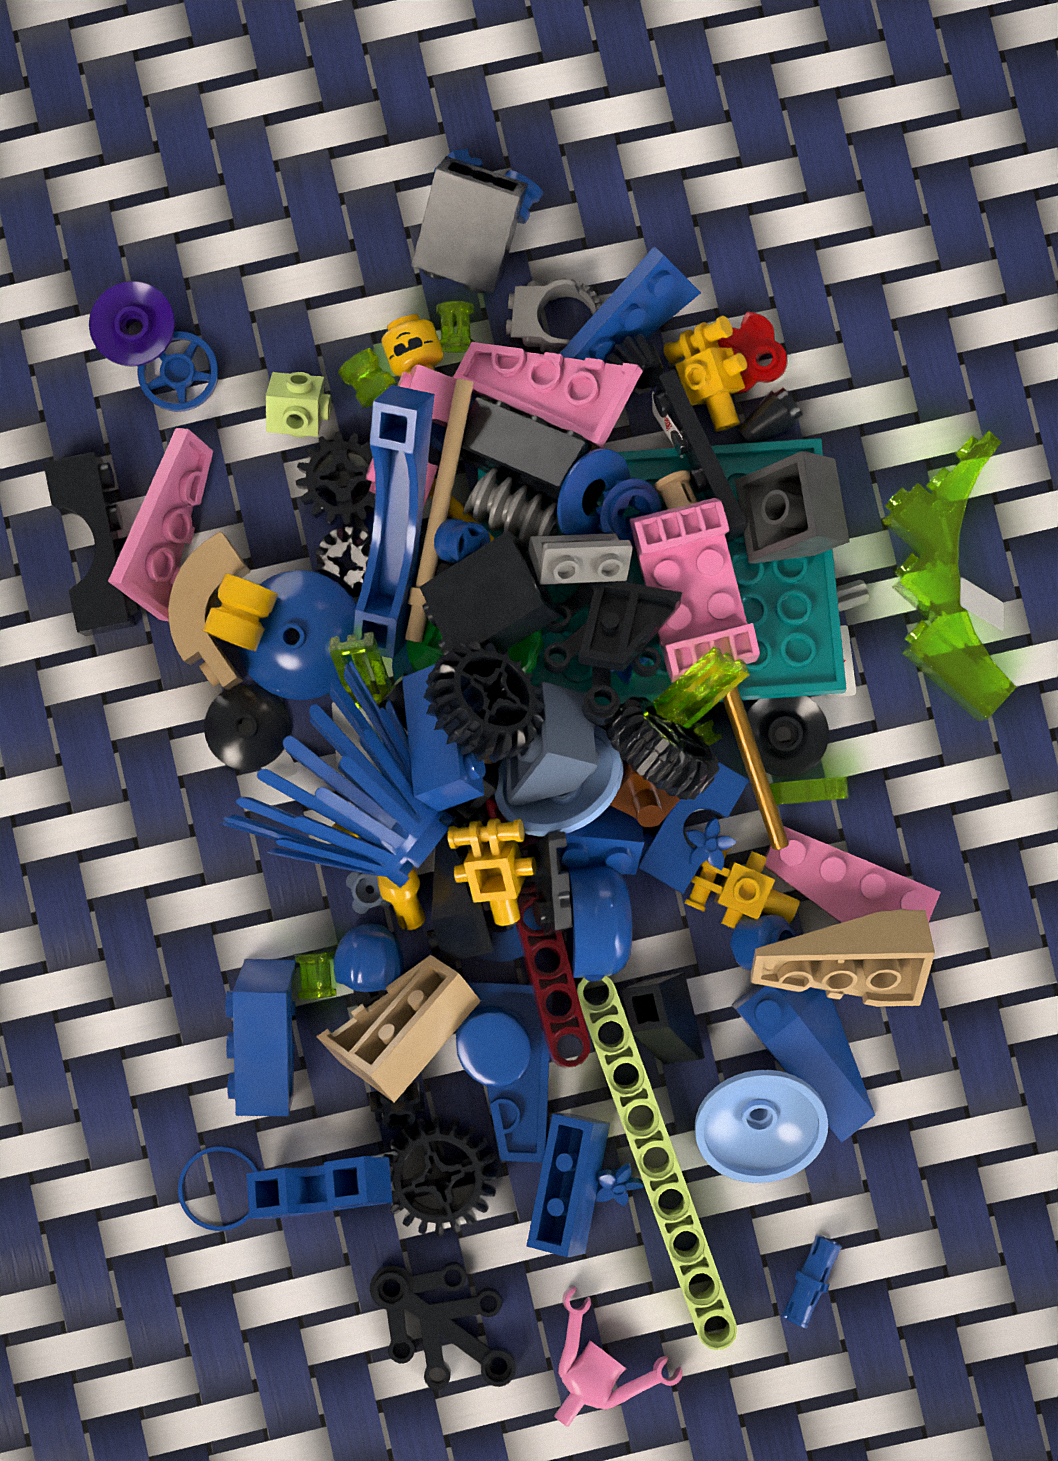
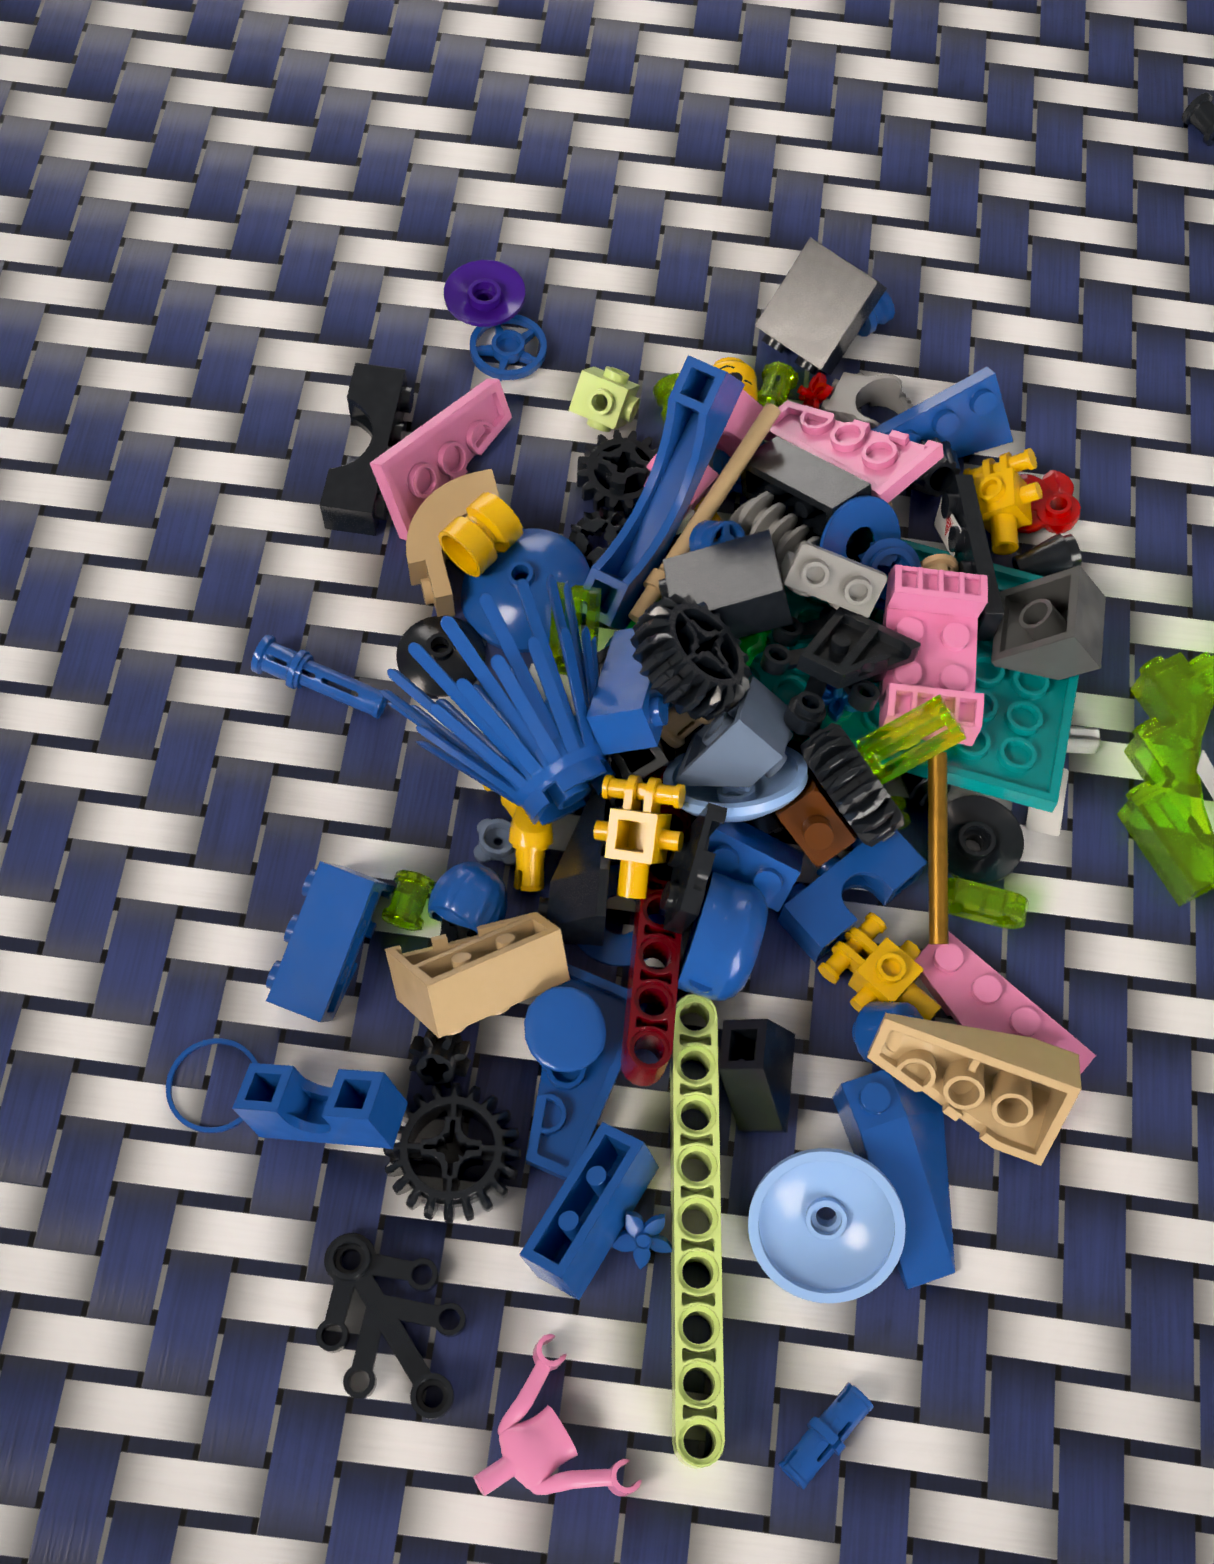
camera: 15 degrees right, 20 degrees down
(128, 795) = (297, 674): none -> blue pin
(494, 319) = (816, 392): none -> red plant
(709, 845) = (866, 909): blue plant -> none

